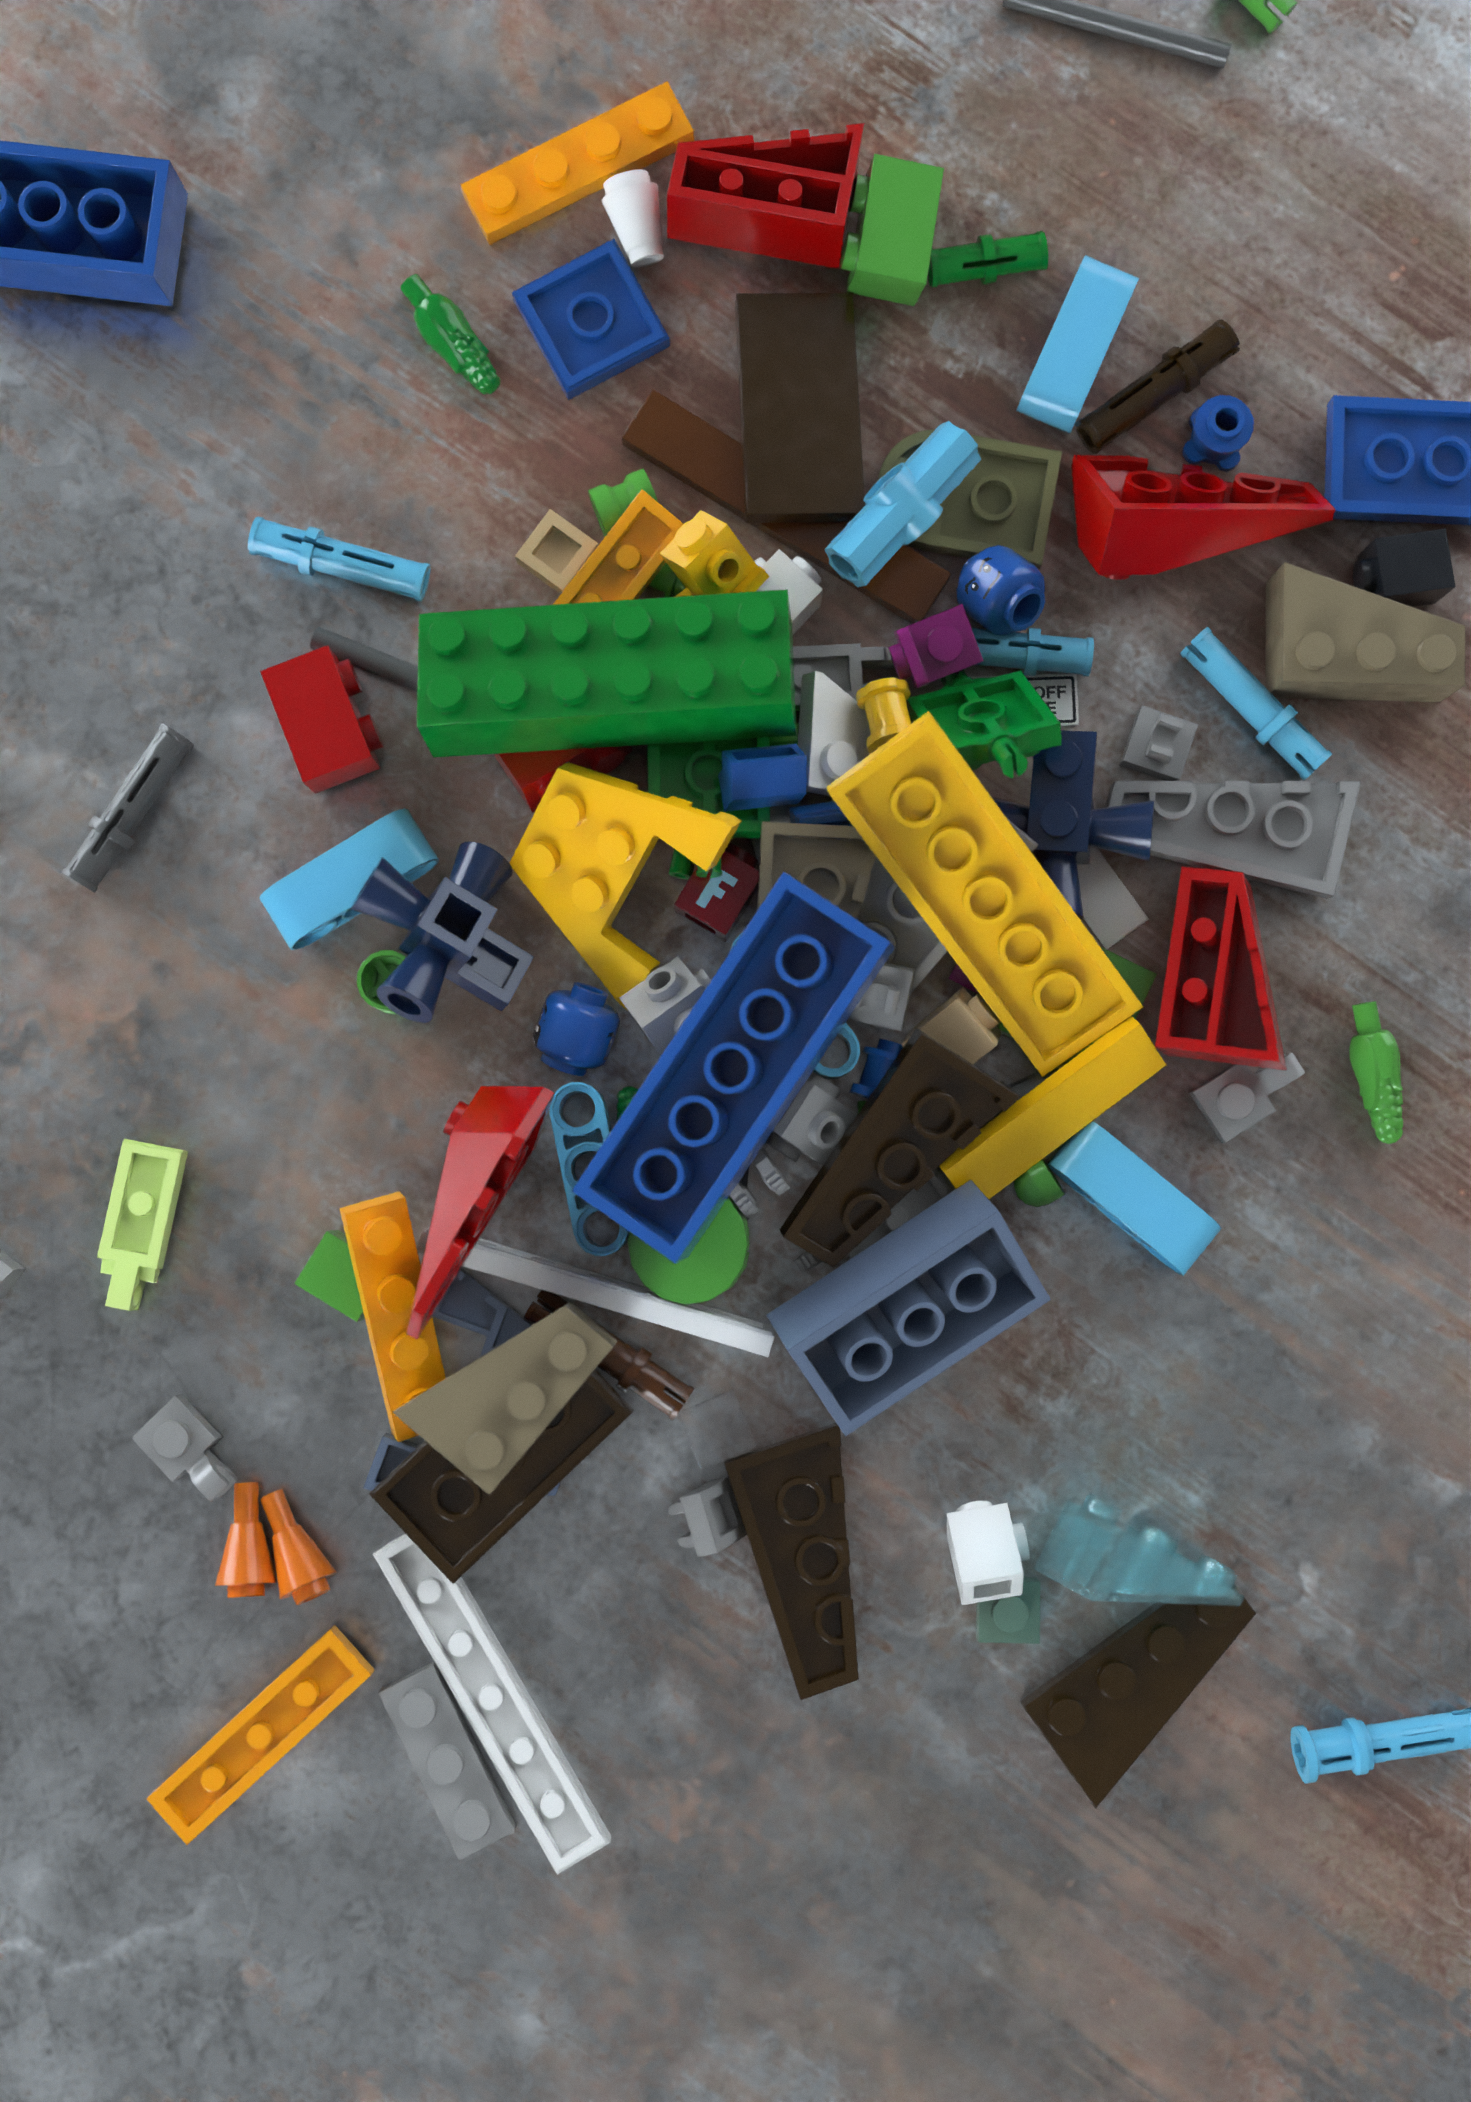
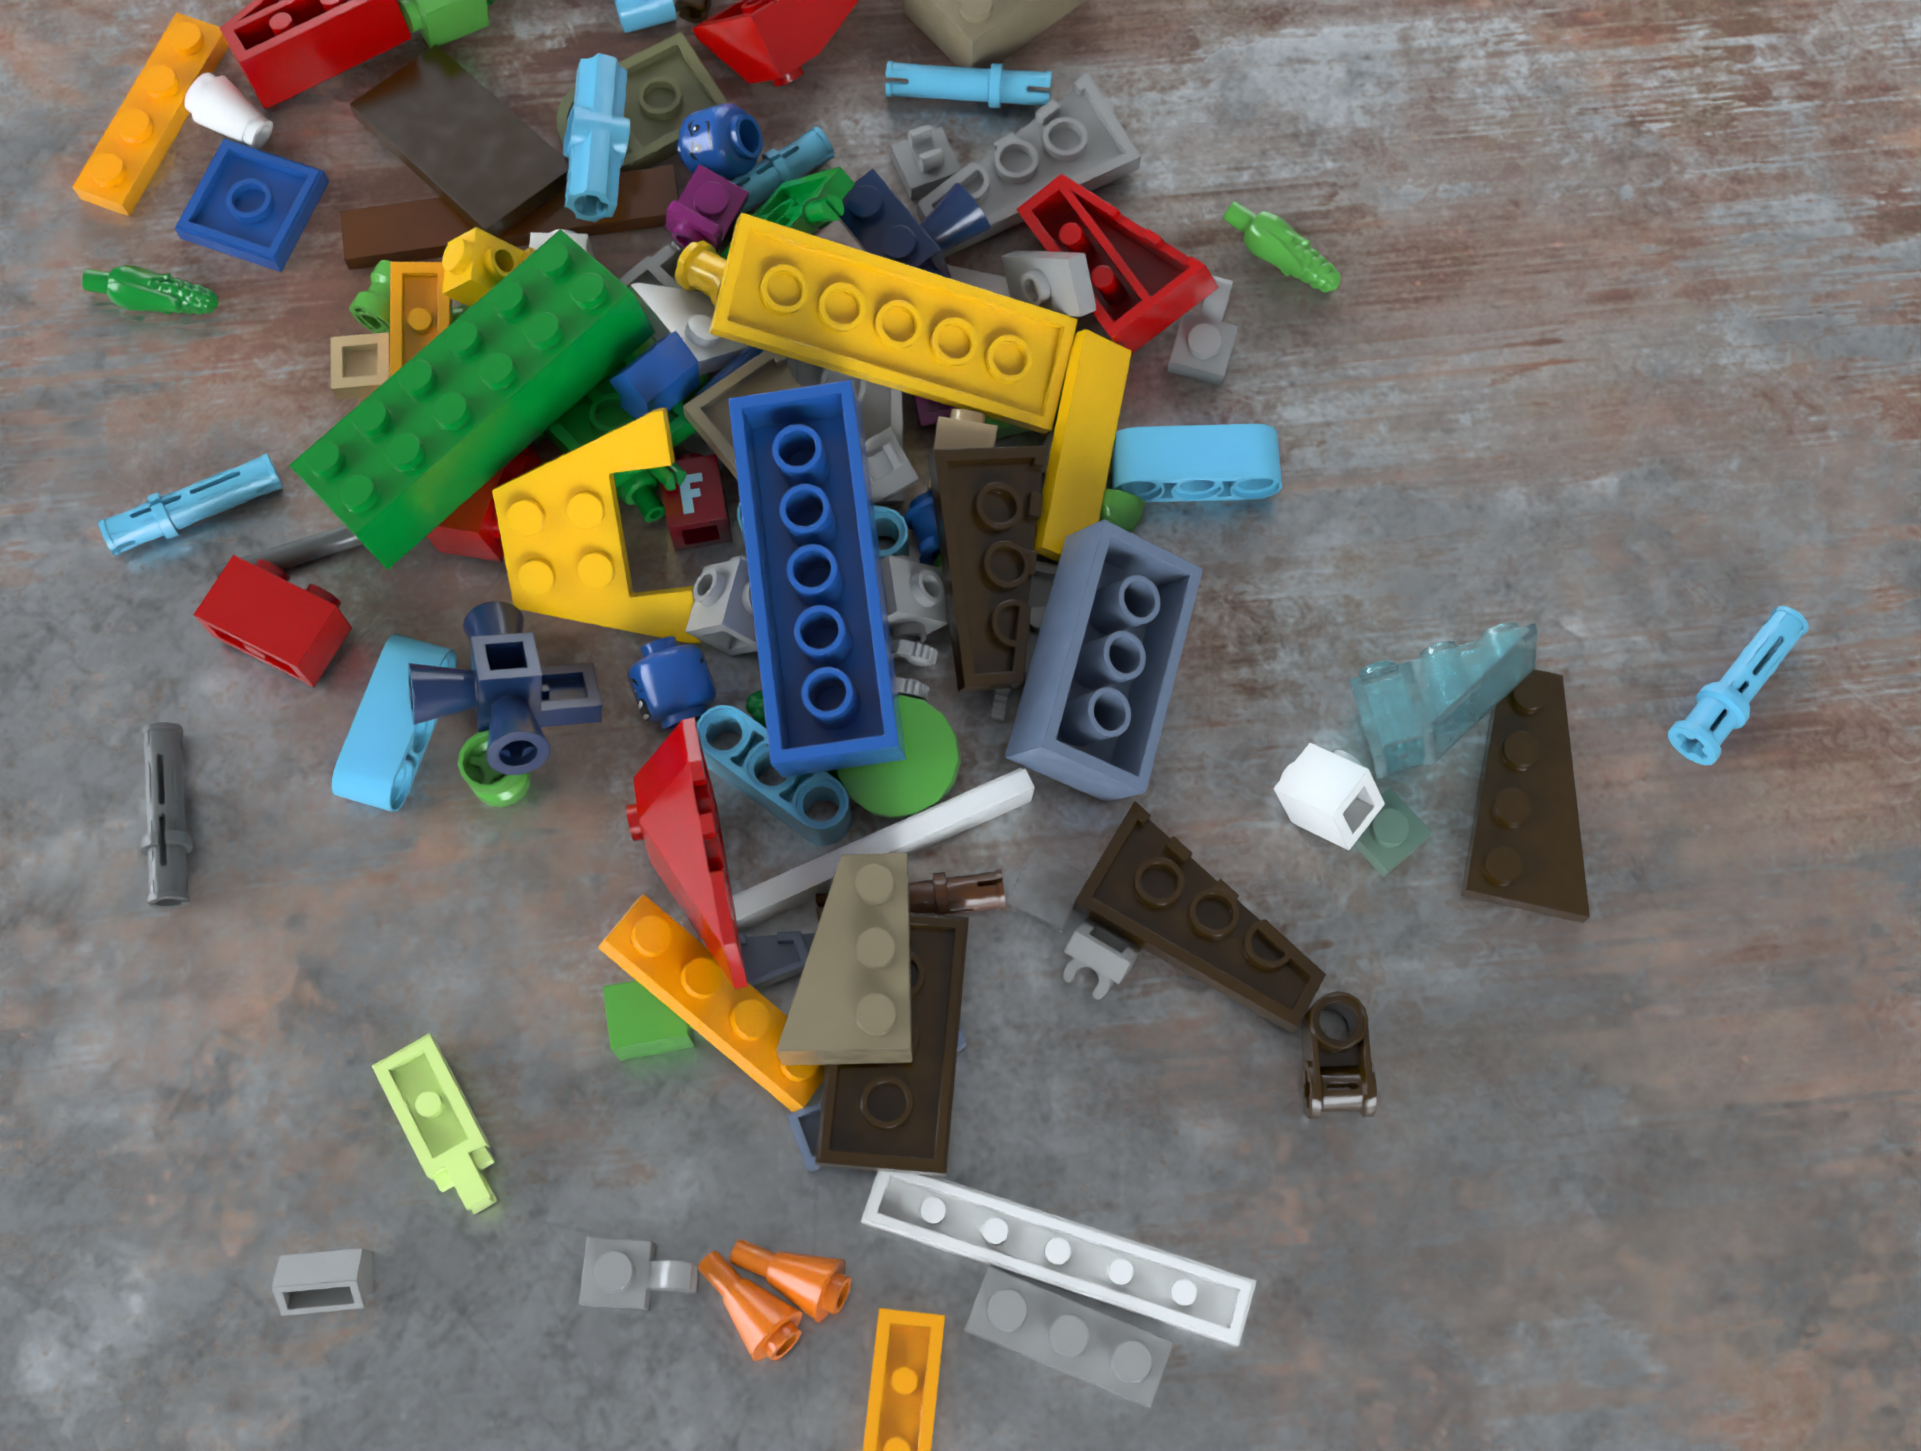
camera: 40 degrees left, 15 degrees down
(804, 1753) = (1337, 1062): none -> dark brown piece
(1150, 953) = (1050, 280): none -> light grey plate

